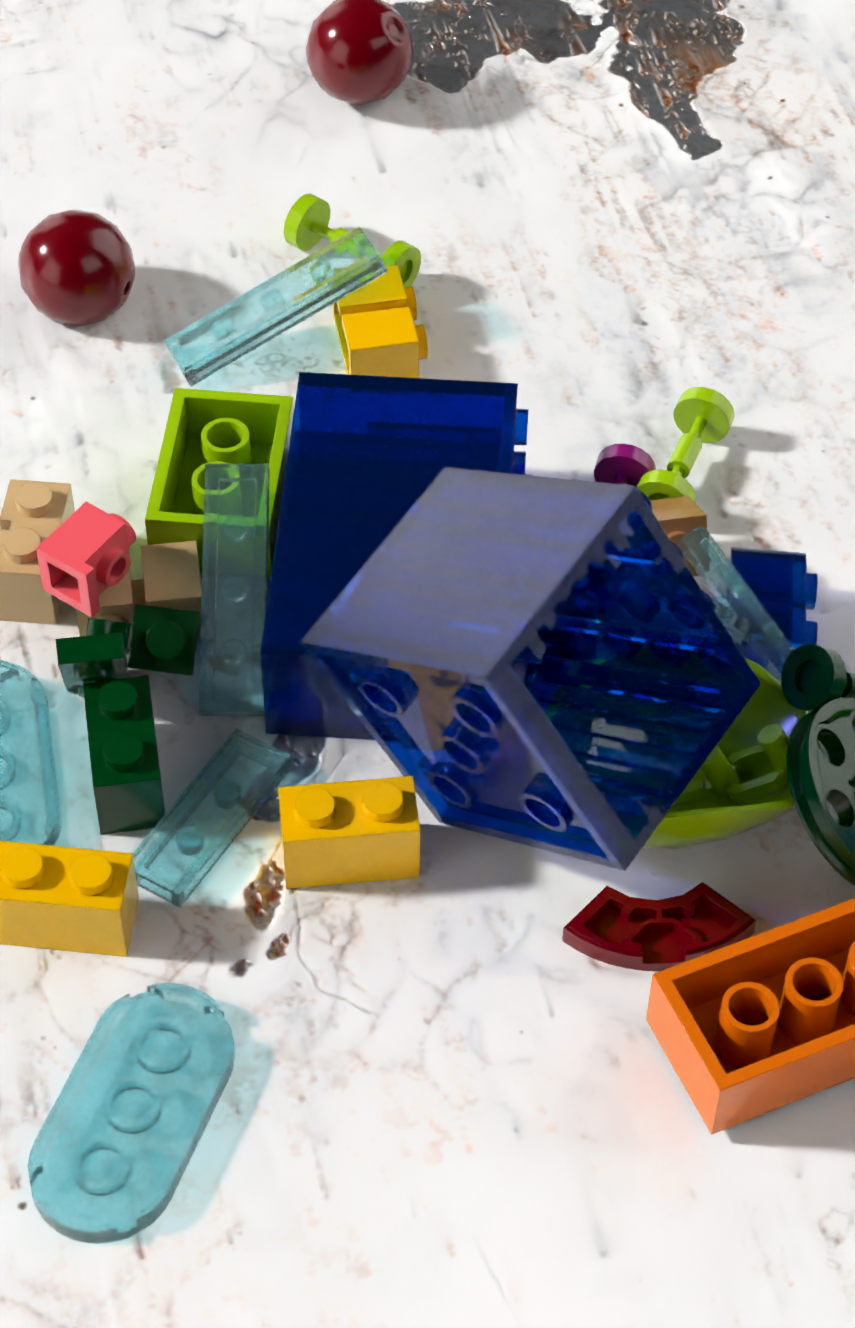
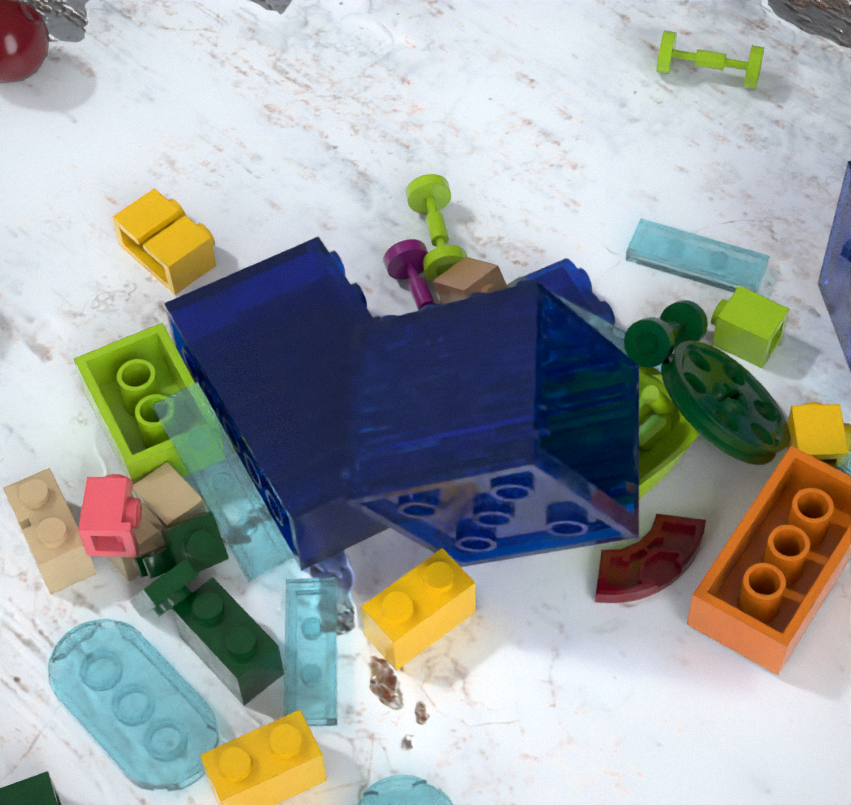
camera: 30 degrees left, 5 degrees up
(275, 306) = (88, 261): clear light blue tile -> none
(309, 223) = (58, 186): lime wheel -> none

